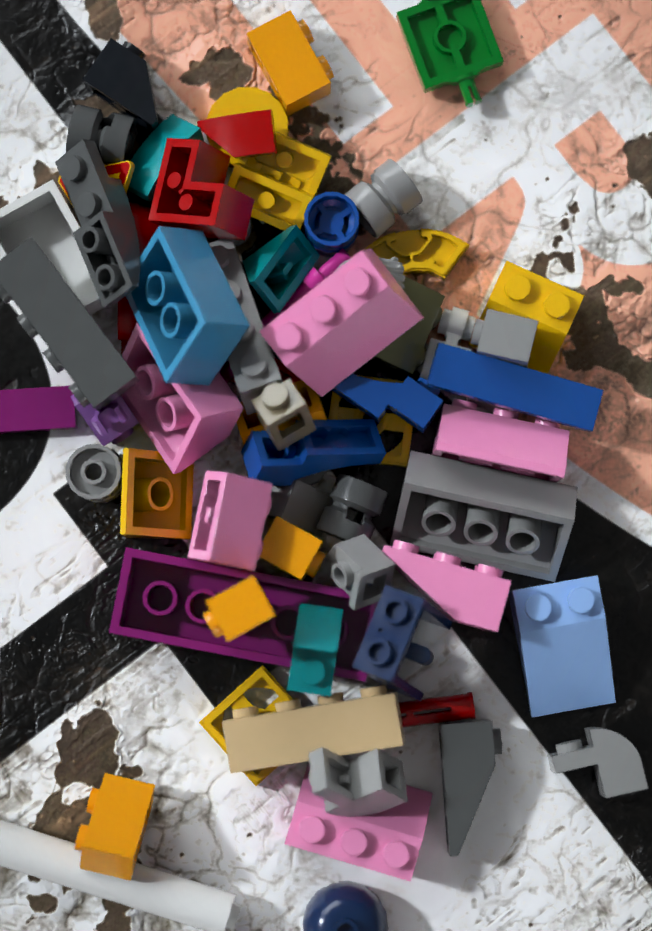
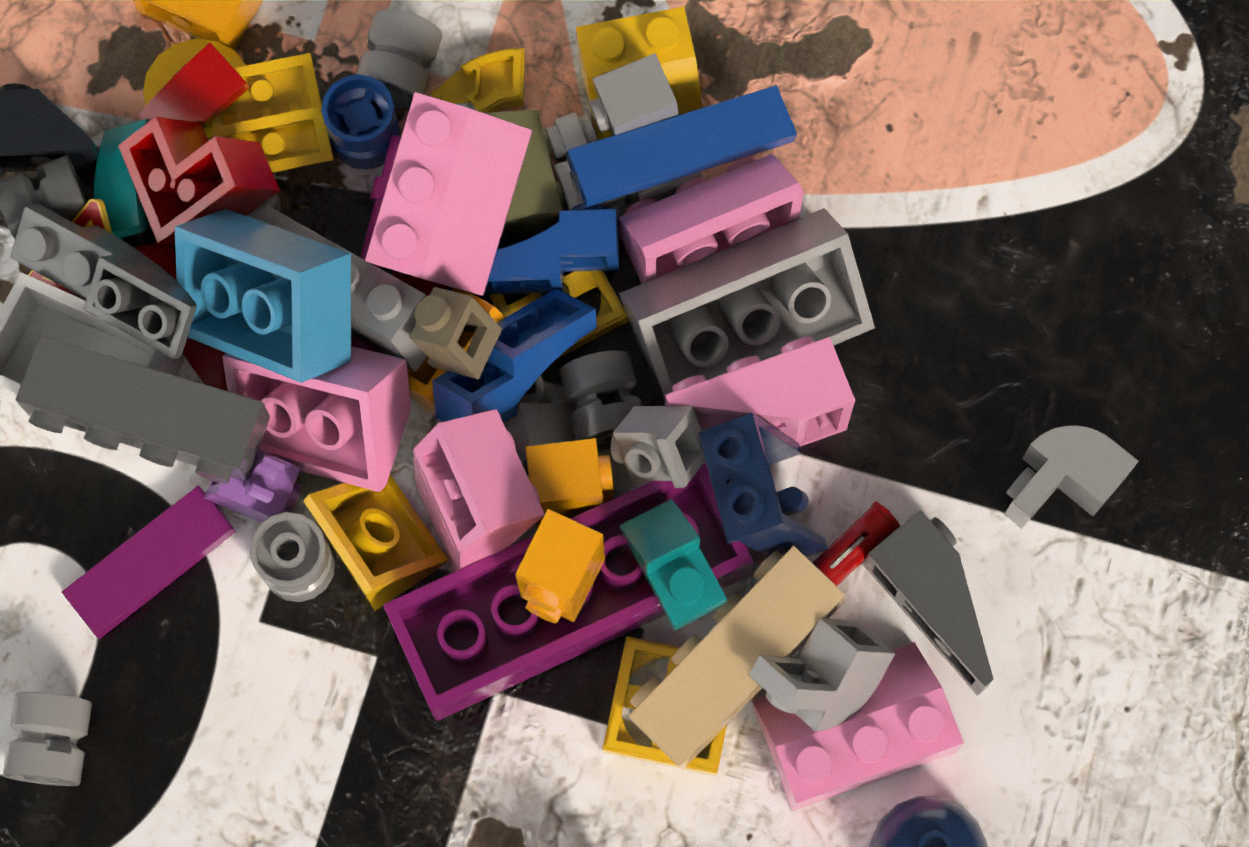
camera: 35 degrees left, 10 degrees down
(280, 267) = (339, 199): teal slope -> none
(563, 645) = (934, 382): light blue slope -> none

